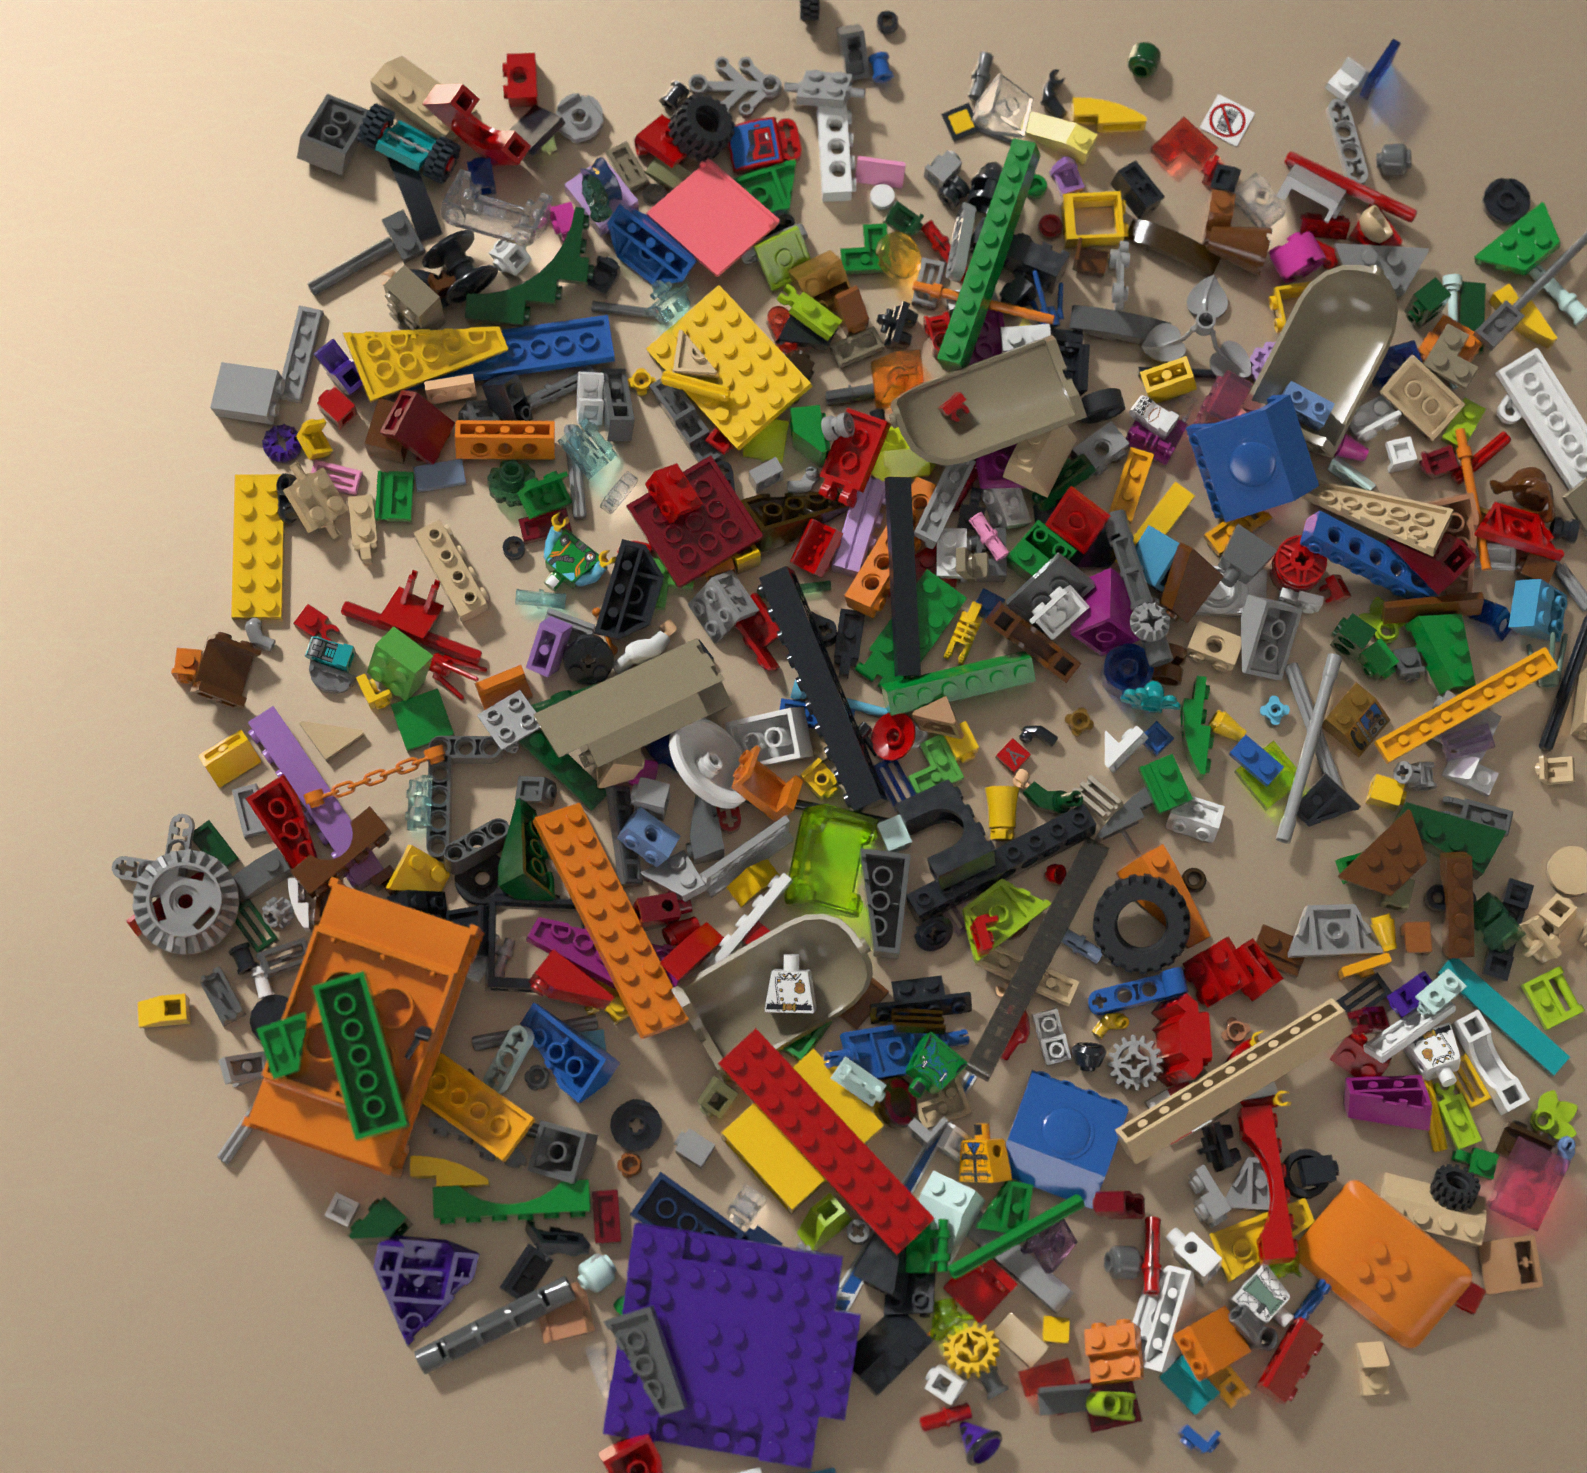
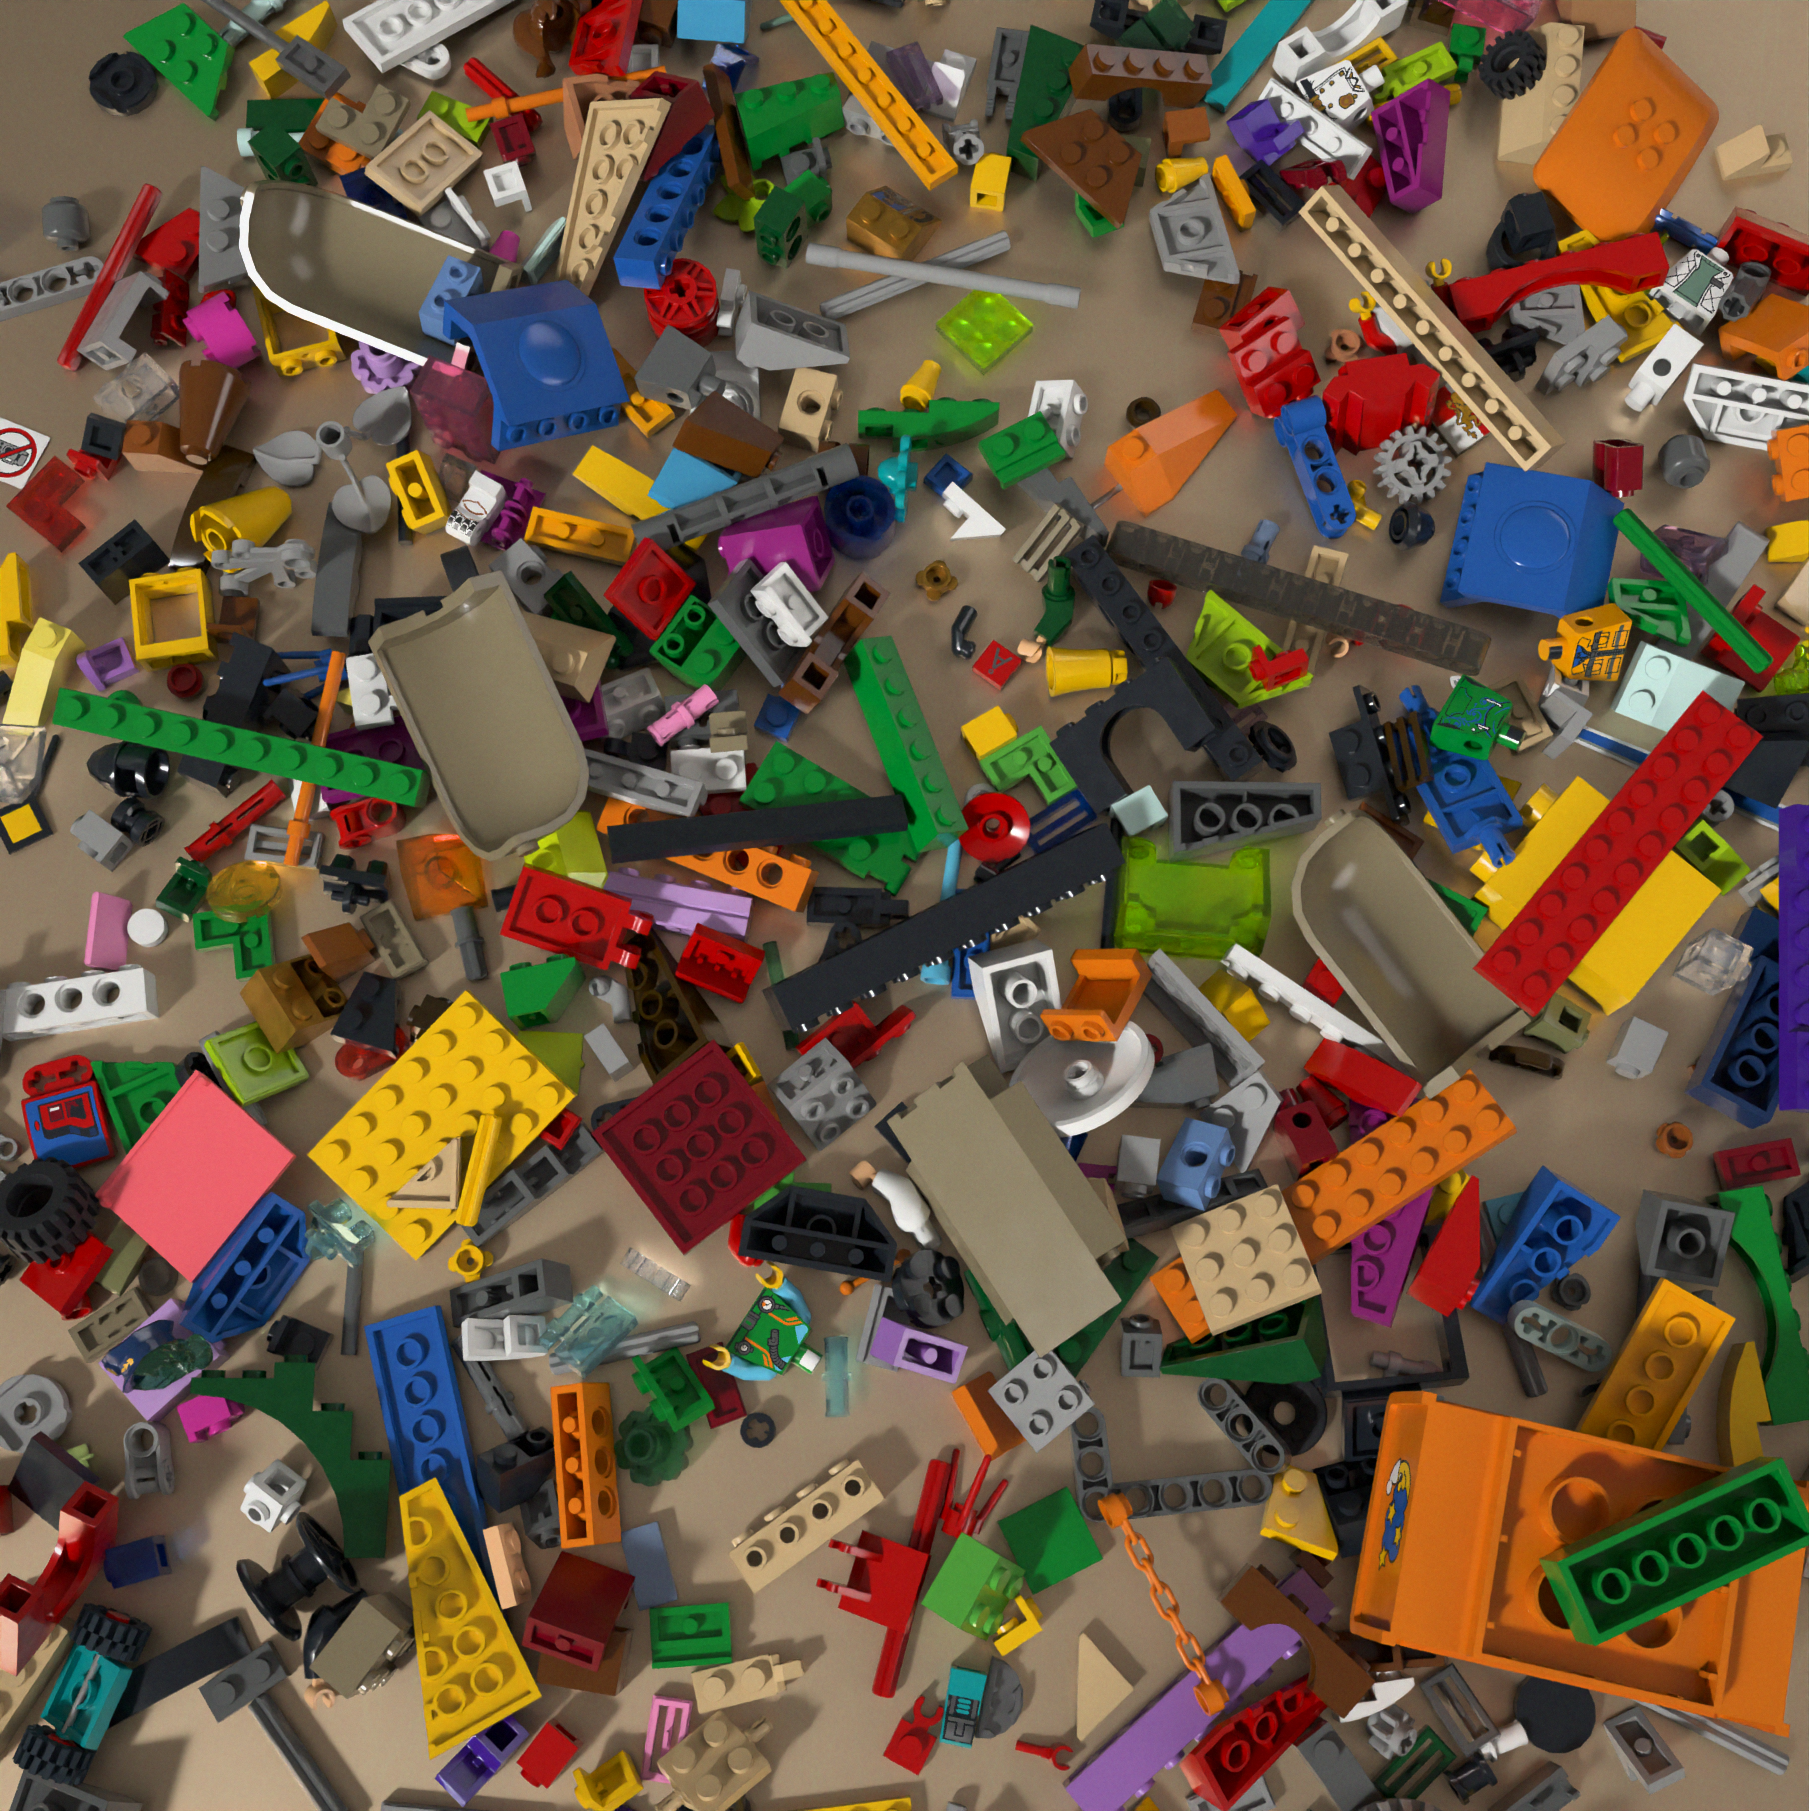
camera: 90 degrees left, 0 degrees up
(284, 1044) = (1675, 1682): green wing -> none
(295, 703) = (1045, 1752): none -> red hand
(419, 803) = (1189, 1525): clear light blue plate -> none
(422, 1033) = (1618, 1455): black hand -> none
(441, 286) = (336, 1601): reddish brown tile -> none
(491, 217) = (210, 1529): clear windscreen -> none
(540, 184) = (148, 1463): none -> light grey piece
(581, 856) = (1245, 1260): none -> tan plate
(626, 1114) = (1632, 1122): black plate -> none
(672, 492) = (659, 1182): red bracket -> none
(693, 1076) = (1528, 1060): none -> dark brown tile
(791, 988) = (1396, 930): white torso -> none
(810, 312) = (345, 1009): lime plate -> none
(820, 790) = (1061, 936): yellow brick -> none
(838, 426) = (533, 942): light grey wheel -> none
(859, 1082) = (1528, 810): light aqua hinge -> none
(898, 1105) = (1532, 768): dark brown tile -> none
(920, 1251) = (1744, 706): green plate -> none
(938, 719) = (965, 759): medium nougat slope -> none
(952, 405) = (486, 777): red tile -> none
(960, 242) = (219, 799): light grey beam -> none
(965, 632) = (824, 743): yellow hinge -> none
(1051, 1036) = (1393, 579): white slope -> none
(1141, 958) = (1260, 442): black tyre -> none
(1145, 631) = (790, 483): light grey gear -> none
(1151, 1284) = (1672, 424): red pin -> none
(1155, 265) = (246, 516): none -> yellow cone
(1256, 760) = (969, 341): blue plate -> none
(1267, 710) = (888, 337): medium azure plate -> none
(1325, 801) = (1013, 251): black wing -> none
(1338, 589) = (711, 257): red tile -> none
(1375, 225) = (171, 236): tan hair -> none
(1439, 993) = (1263, 91): light aqua hinge -> none

